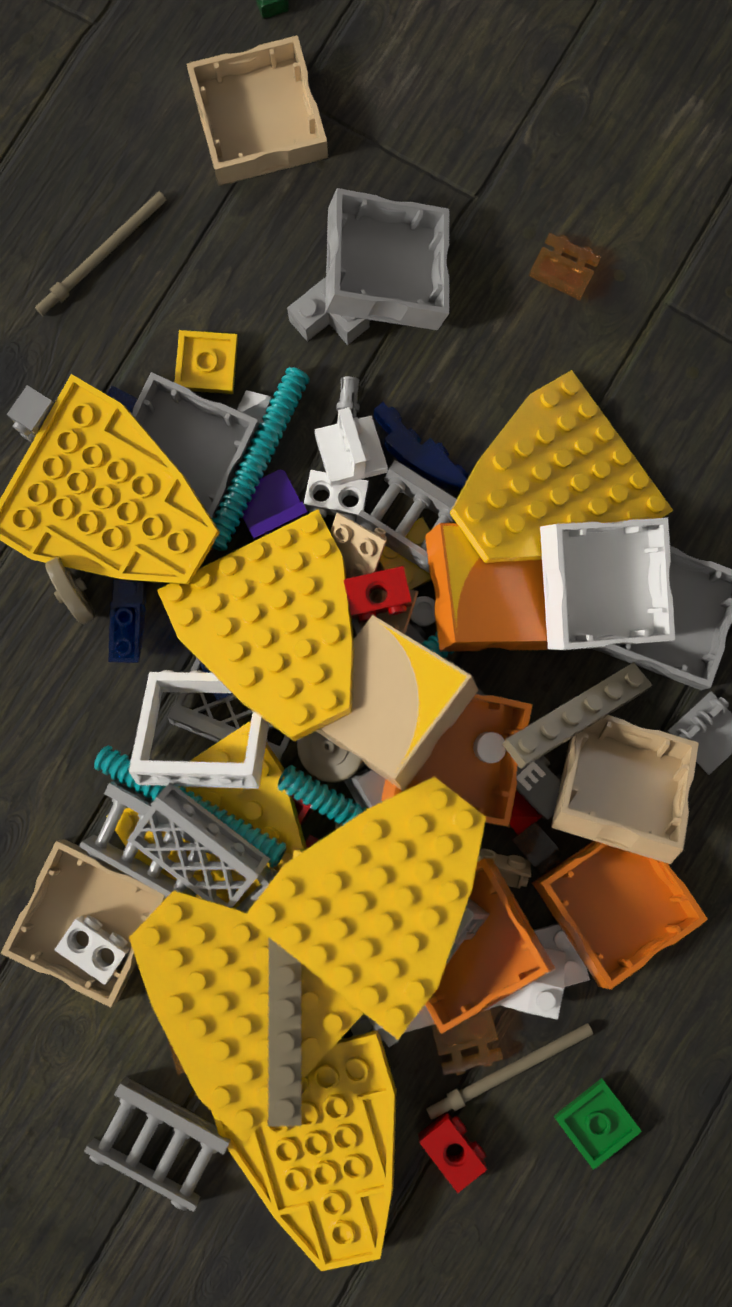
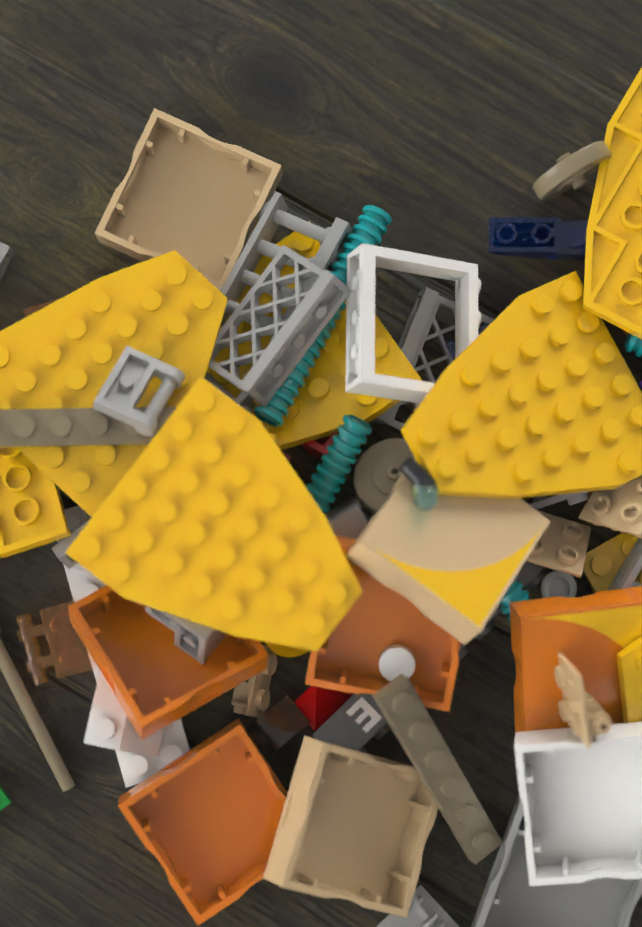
camera: 90 degrees right, 0 degrees up
(89, 956) = (149, 208): white brick -> none
(247, 980) = (128, 384): none -> light grey plate
(343, 722) = (423, 485): none -> arm
(391, 580) = (581, 506): red brick -> none
(529, 594) = (579, 707): none -> tan hinge

